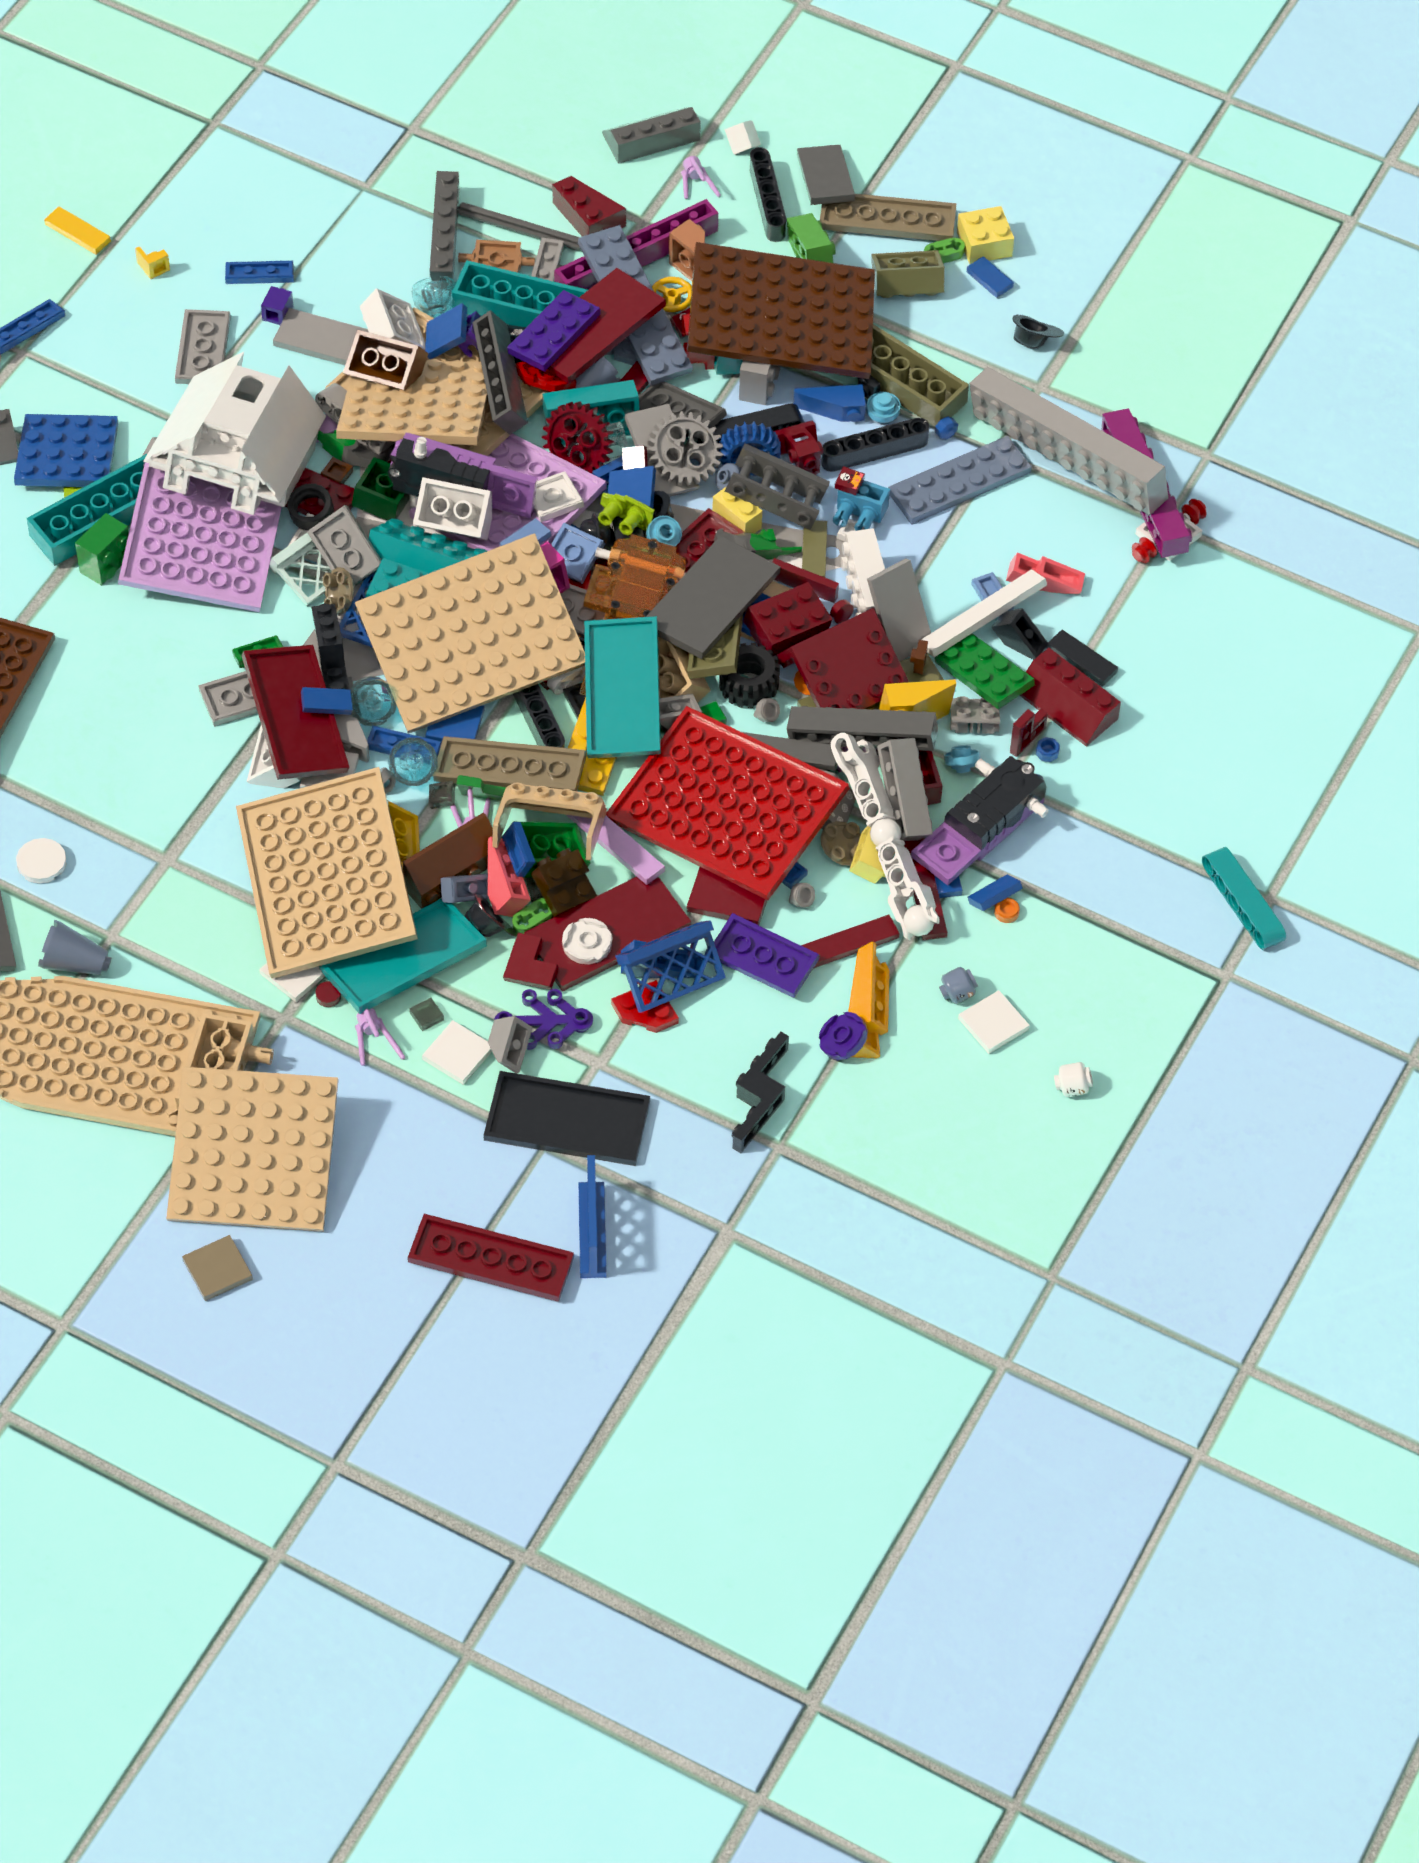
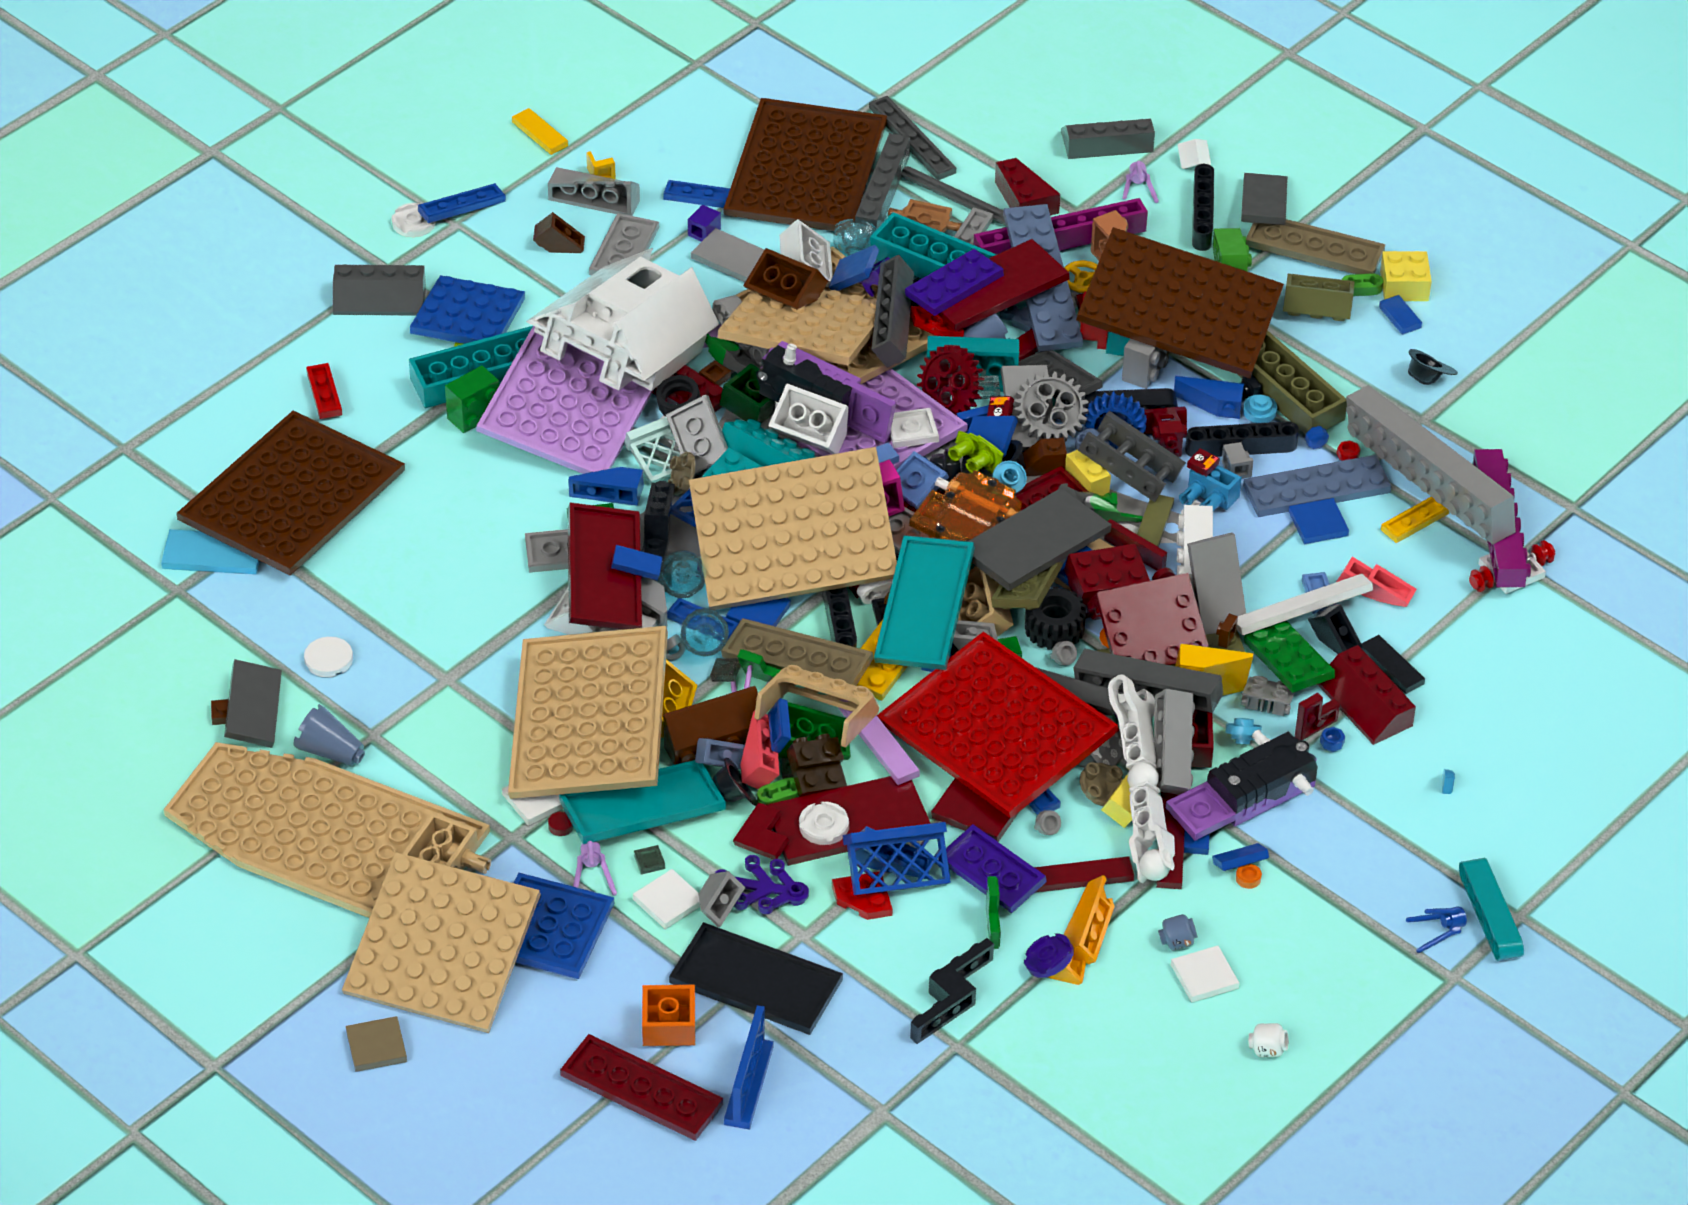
camera: 15 degrees right, 10 degrees down
(133, 347) = (558, 236): none -> reddish brown slope
(154, 290) = (593, 191): none -> light grey wedge
(271, 615) = (609, 485): none -> blue slope
(359, 220) = (805, 164): none -> reddish brown plate
(366, 1103) = (562, 926): none -> blue plate
(447, 160) = (920, 144): none -> dark grey tile
(497, 1177) = (668, 1015): none -> orange brick
(691, 500) = (1045, 456): none -> reddish brown slope
(775, 999) = (992, 911): none -> green tile
(877, 468) = (1237, 460): none -> light grey brick
(971, 517) = (1318, 521): none -> blue tile
(980, 436) = (1348, 450): none -> red tile
(1061, 498) = (1414, 519): none -> yellow tile
(1168, 771) = (1447, 781): none -> dark azure tile
(1208, 916) = (1450, 918): none -> blue plant

